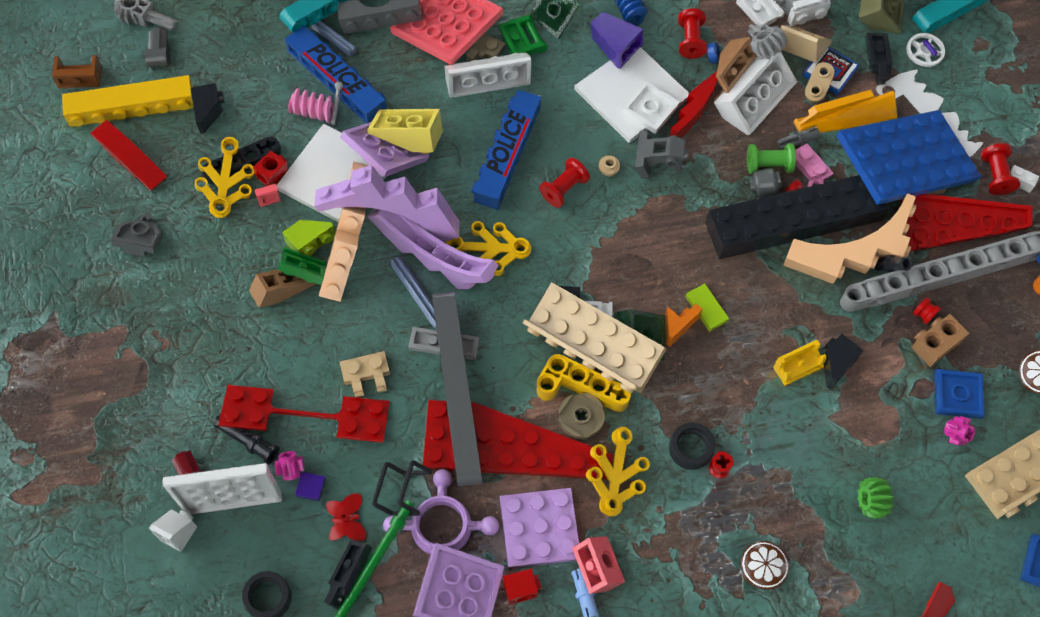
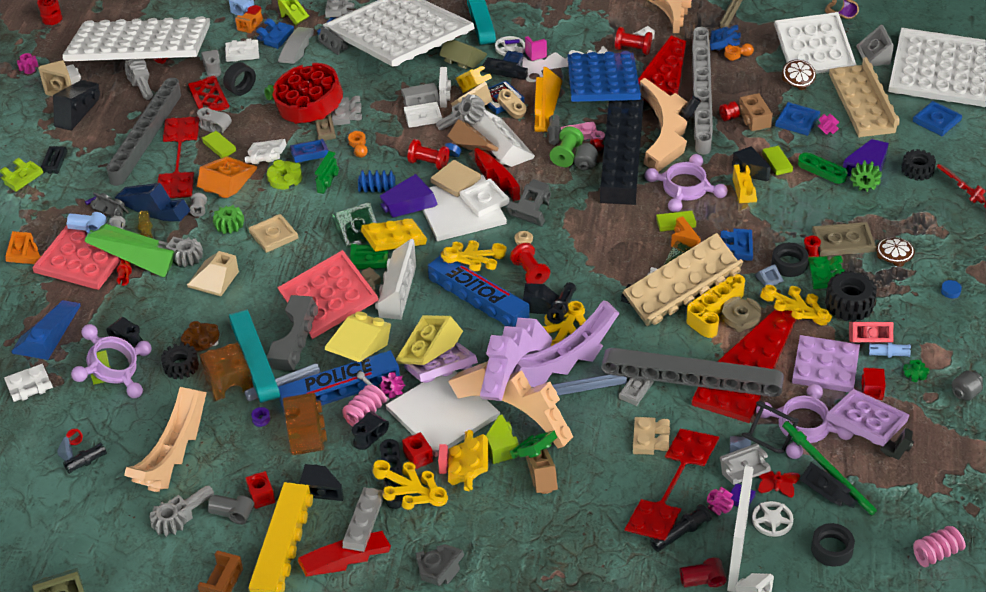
camera: 65 degrees left, 20 degrees down
(168, 154) = (363, 519): none -> light grey plate
(184, 61) = (260, 489): none -> red brick
(265, 67) = (304, 423): none -> clear orange piece
(270, 216) = (468, 460): none -> yellow plate
(273, 25) = (258, 412): none -> dark purple bush
(285, 120) = (369, 430): none -> black piece
(291, 526) = (772, 518): none -> white wheel
(346, 118) = (392, 385): none -> dark pink gear
(348, 477) = (735, 462): none -> light grey hinge
(378, 461) = (738, 443): none -> sand blue slope
(390, 67) = (359, 337): none -> light yellow slope
(509, 231) = (560, 306): none -> black pin
(518, 211) = (539, 298): none -> black slope
(552, 123) = (455, 253): none -> yellow plant
(556, 46) = (393, 234): none -> yellow plate
(655, 509) = (850, 296): none -> black tyre
(656, 431) = (769, 276): none -> sand blue slope
(668, 70) = (455, 178): none -> tan tile
(688, 486) = (821, 268): none -> green plate
(695, 387) = (742, 243): none -> blue plate
(760, 500) = (844, 239): none -> dark tan tile
(779, 339) = (681, 193): none -> lavender piece
(831, 30) = (472, 79): none -> yellow hinge
(867, 389) = (777, 160): none -> lime tile
(880, 437) = (822, 168): none -> green plate
(901, 59) = (514, 57): none -> dark blue plate
(916, 495) = (870, 151): none -> dark purple slope
(928, 76) = (536, 49): none -> dark pink panel
(946, 548) = (918, 164): none -> black tyre

